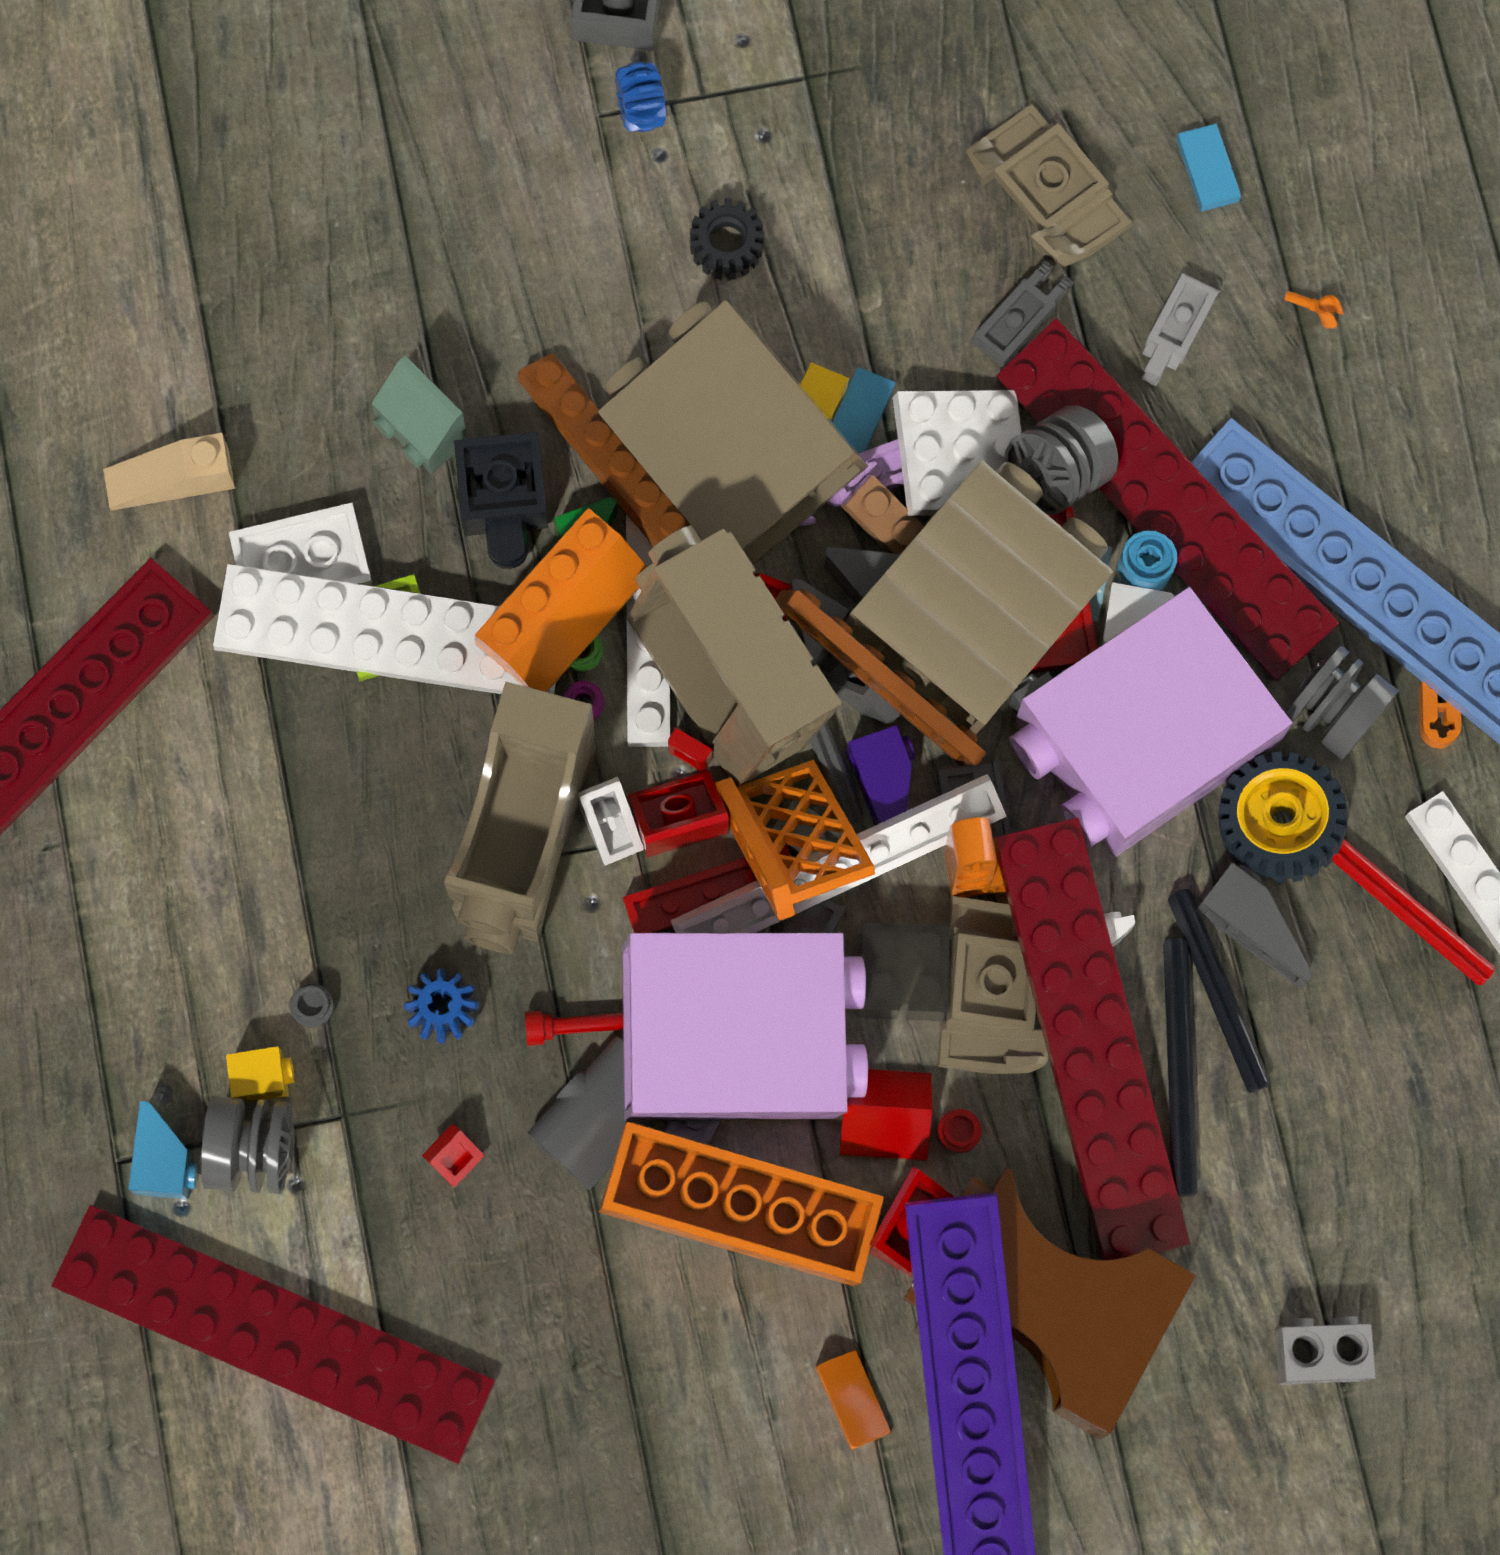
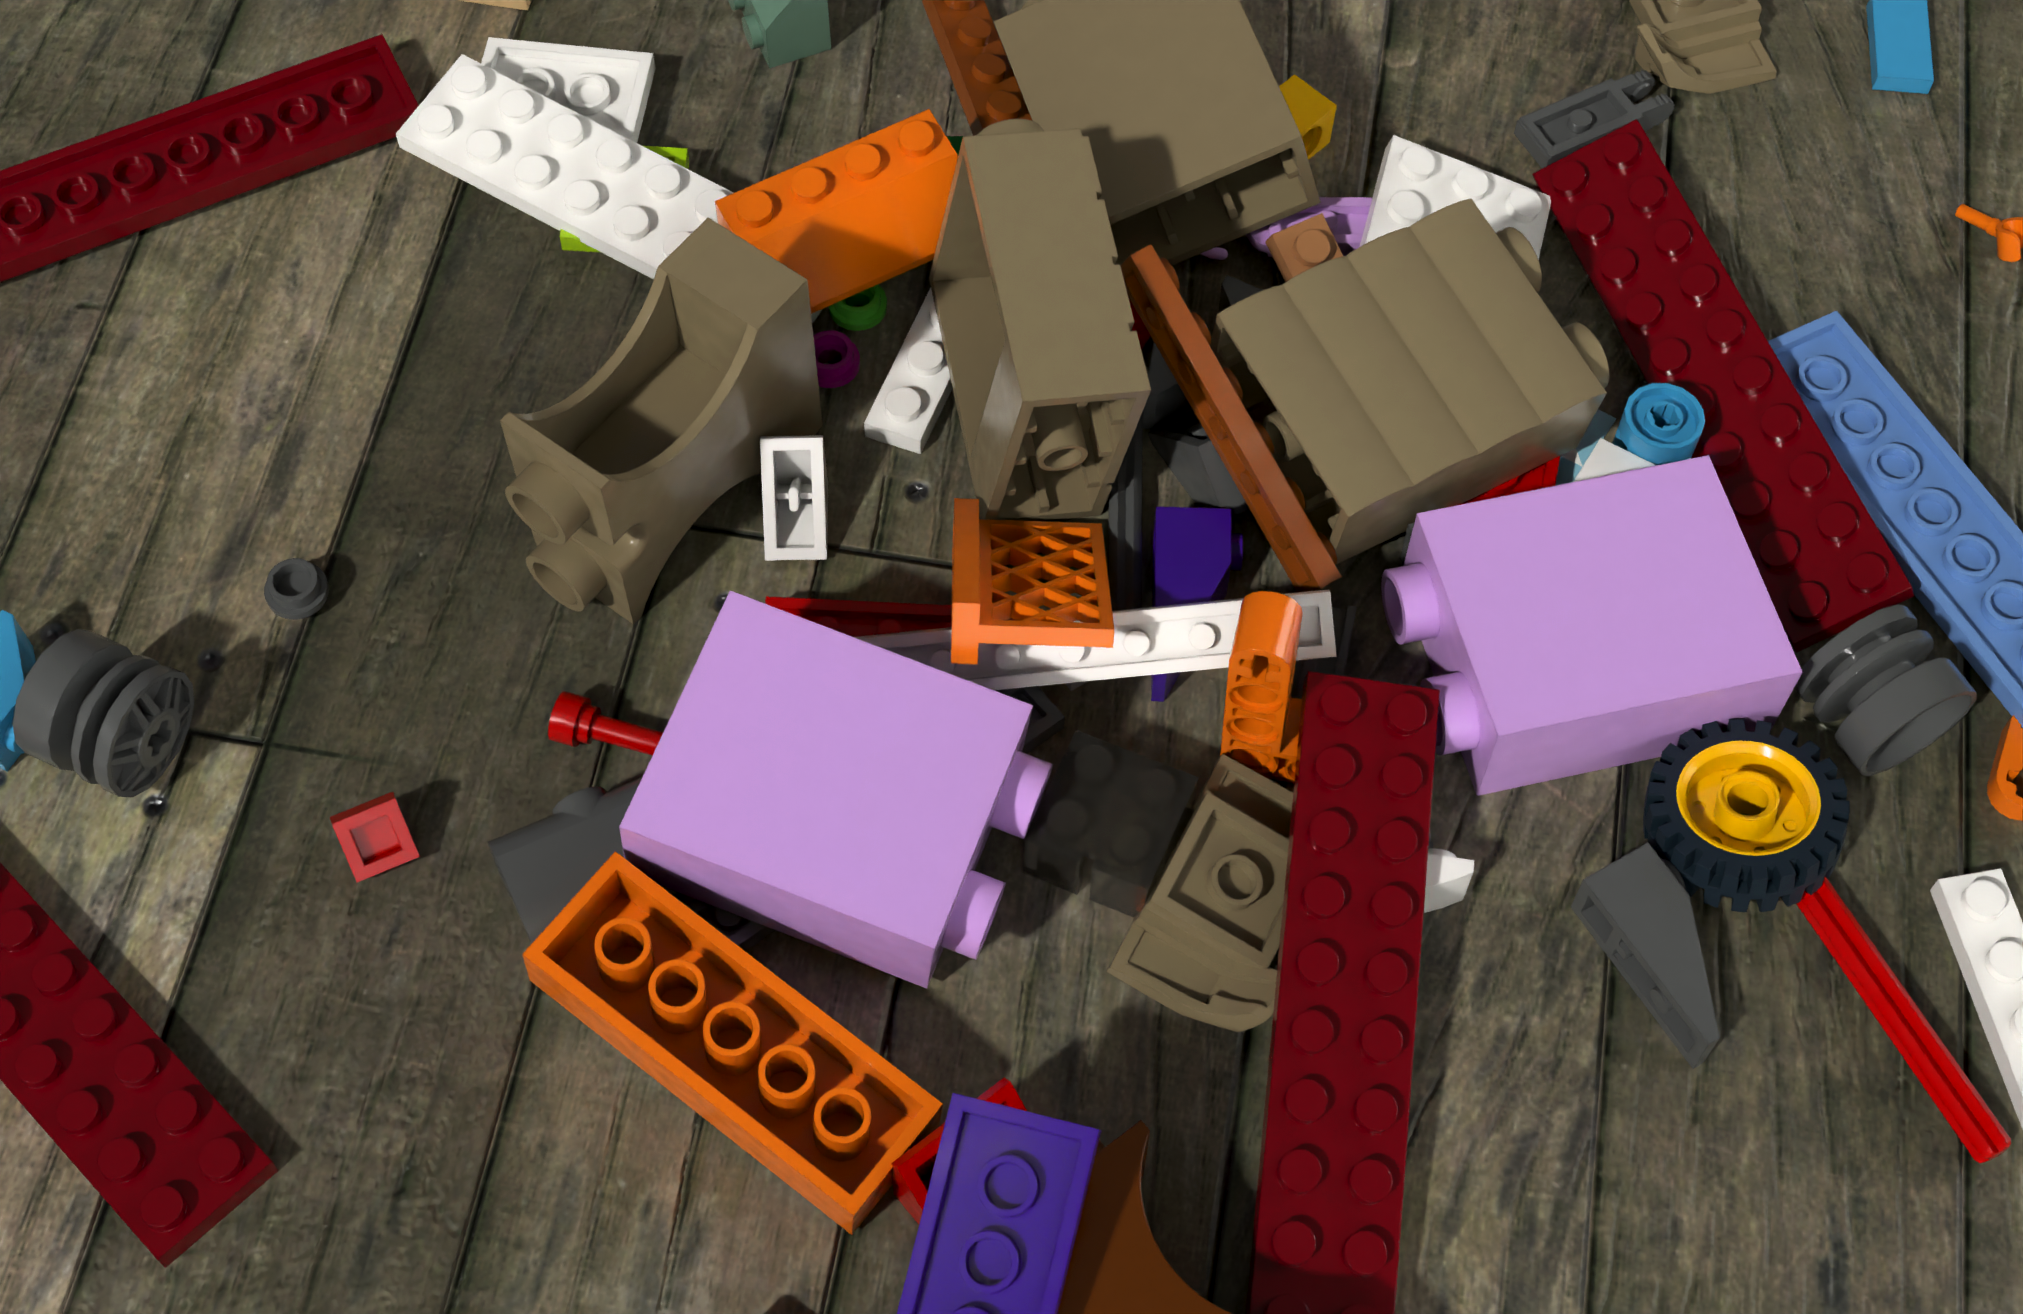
camera: 25 degrees right, 15 degrees down
(259, 1074) = (181, 637): yellow brick -> none
(425, 1005) = (459, 645): blue gear -> none
(503, 498) = (839, 83): black brick -> none
(679, 813) = (888, 534): red slope -> none
(689, 750) = (940, 456): red tile -> none
(863, 408) = (1346, 155): dark azure tile -> none
(891, 1118) = (1003, 1014): red slope -> none
(959, 1130) = (1102, 1073): red plate -> none
(1066, 456) = (1596, 265): dark grey wheel -> none
(1177, 326) = (1796, 194): light grey hinge -> none
(1180, 1066) = (1467, 1112): black axle -> none
(1219, 991) = (1567, 1026): black axle -> none

